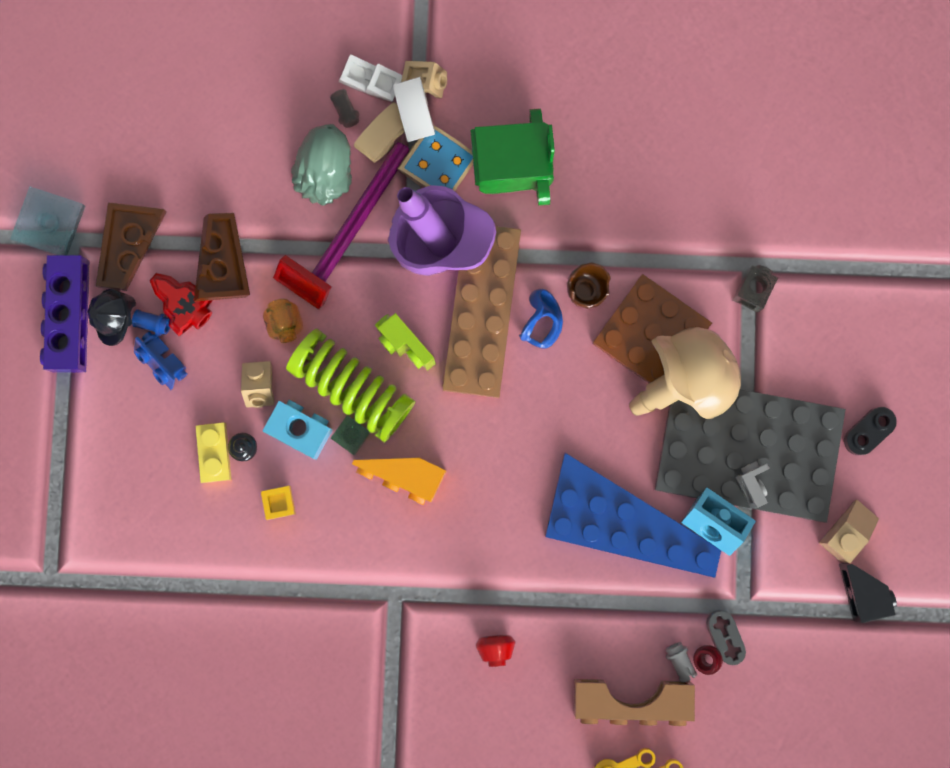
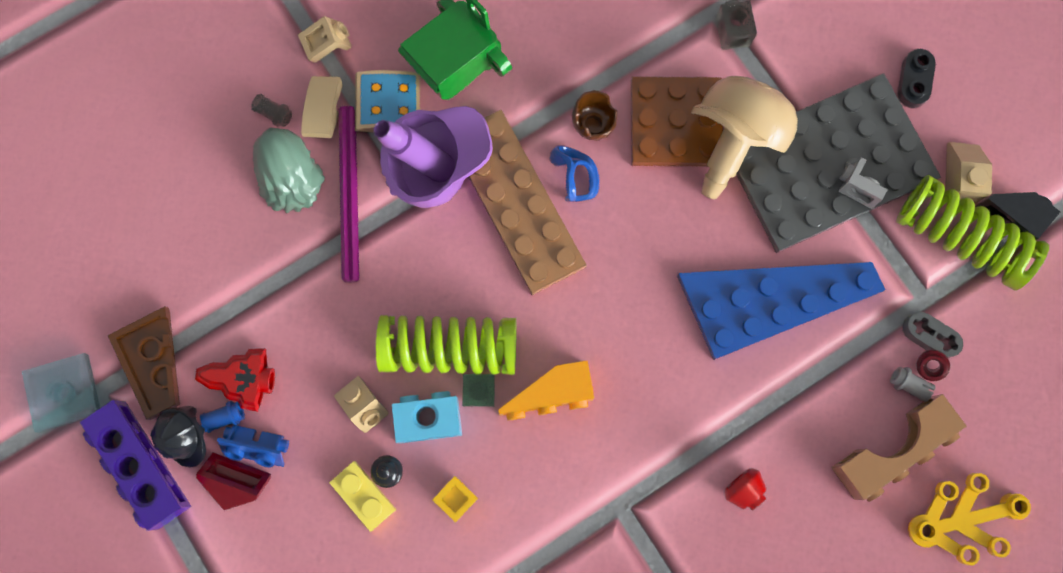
camera: 40 degrees left, 5 degrees down
(126, 374) = (231, 481): none -> dark red slope
(221, 262) = (250, 316): reddish brown wing -> none
(282, 320) = (344, 331): clear yellow head -> none
(302, 282) = (338, 285): red tile -> none
(369, 78) = (277, 72): white slope -> none
(400, 339) = (462, 270): lime plate -> none
(413, 109) = (334, 67): white slope -> none
(718, 521) = (854, 238): medium azure brick -> none
(849, 624) = (1014, 274): none -> lime piece

